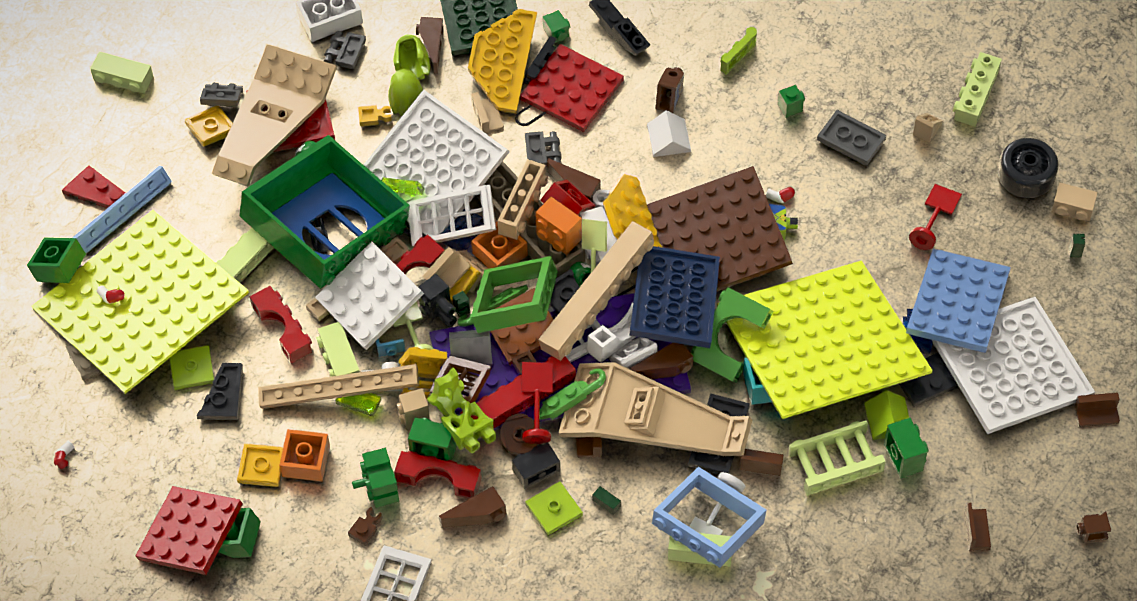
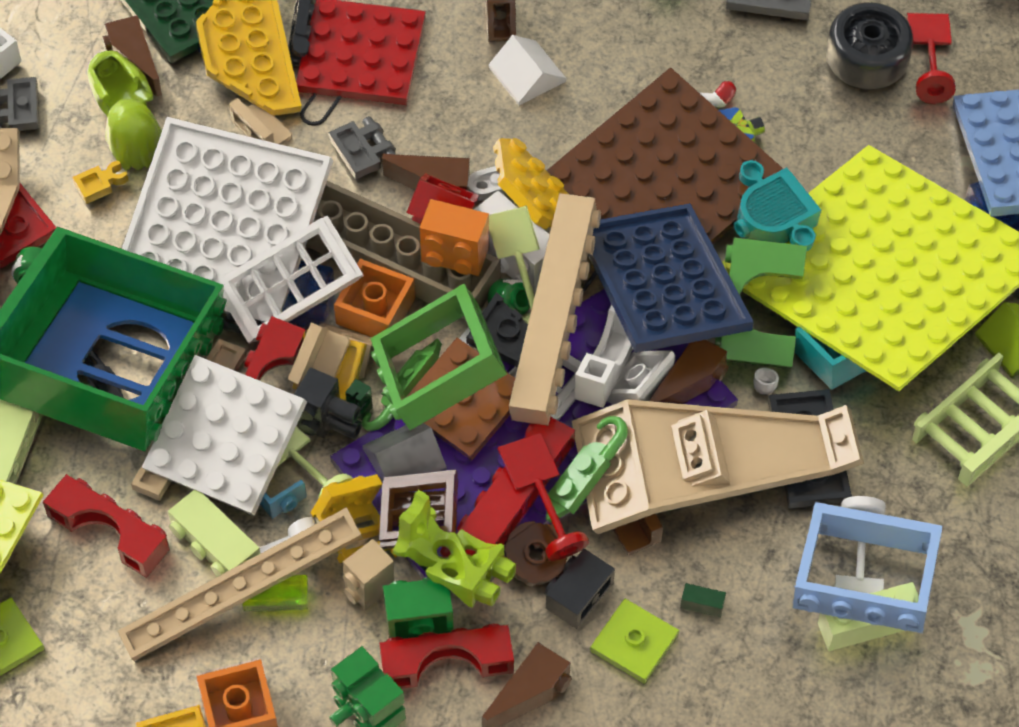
camera: 25 degrees left, 0 degrees up
(225, 394) = (70, 663): black wing -> none
(408, 187) = (206, 261): clear neon green plate -> none
(522, 198) = (383, 211): tan brick -> none
(524, 357) = (487, 449): reddish brown plate -> none
(714, 384) = (765, 381): none -> white hinge
(762, 462) = (888, 464): reddish brown panel -> none
(769, 279) = (775, 208): none -> teal piece
(893, 196) = (869, 45): none -> black wheel

